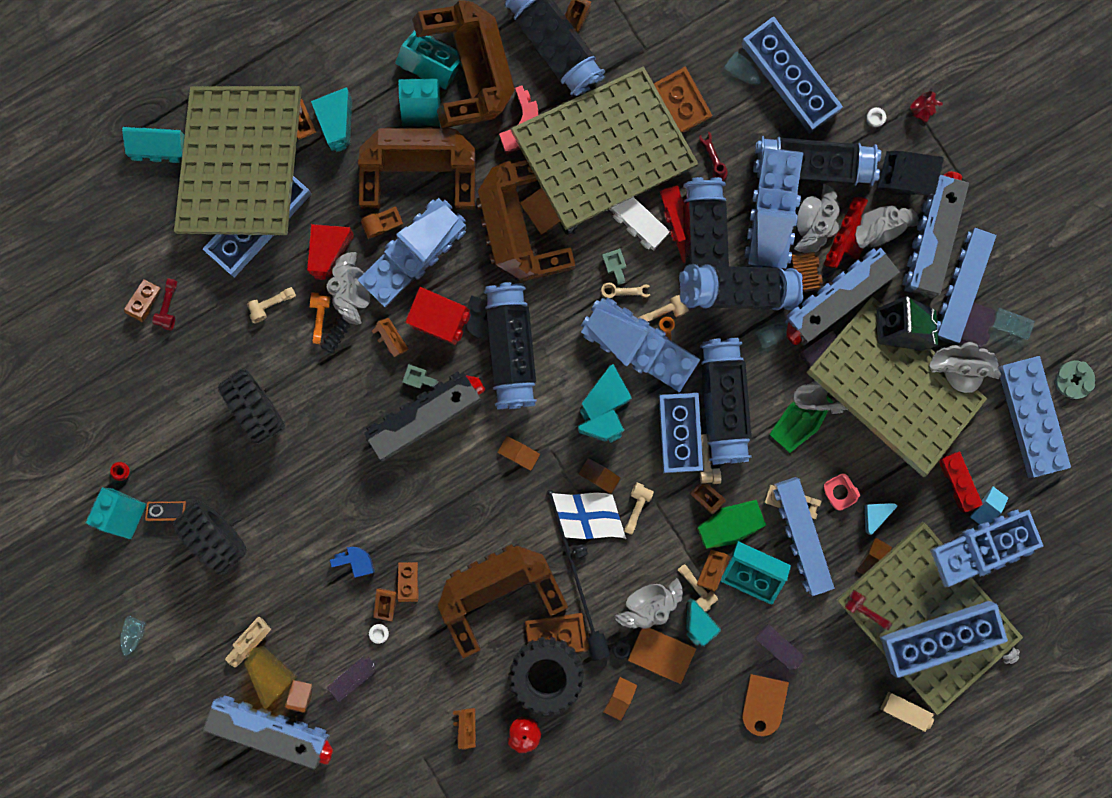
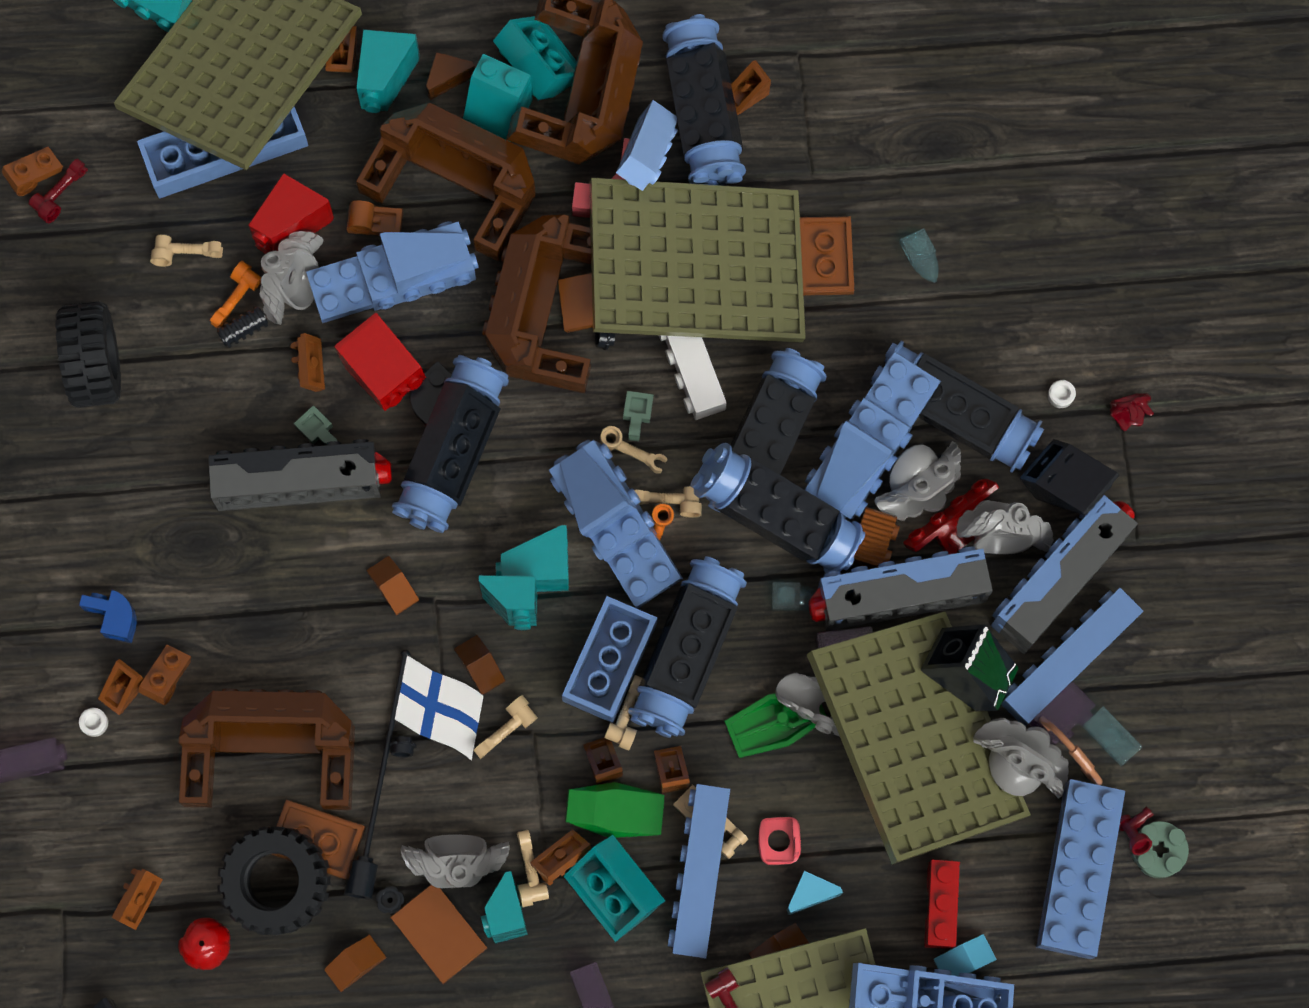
camera: 25 degrees right, 10 degrees down
(376, 100) = (447, 73): none -> reddish brown slope
(535, 87) = (648, 146): none -> light blue brick
(674, 214) = (744, 384): red bracket -> none
(714, 158) = (829, 355): dark red brick -> none
(752, 481) = (671, 769): none -> dark orange slope
(791, 75) = (978, 289): medium blue brick -> none
(999, 348) = (1086, 765): none -> nougat piece
(1062, 383) = (1139, 842): none -> dark red piece

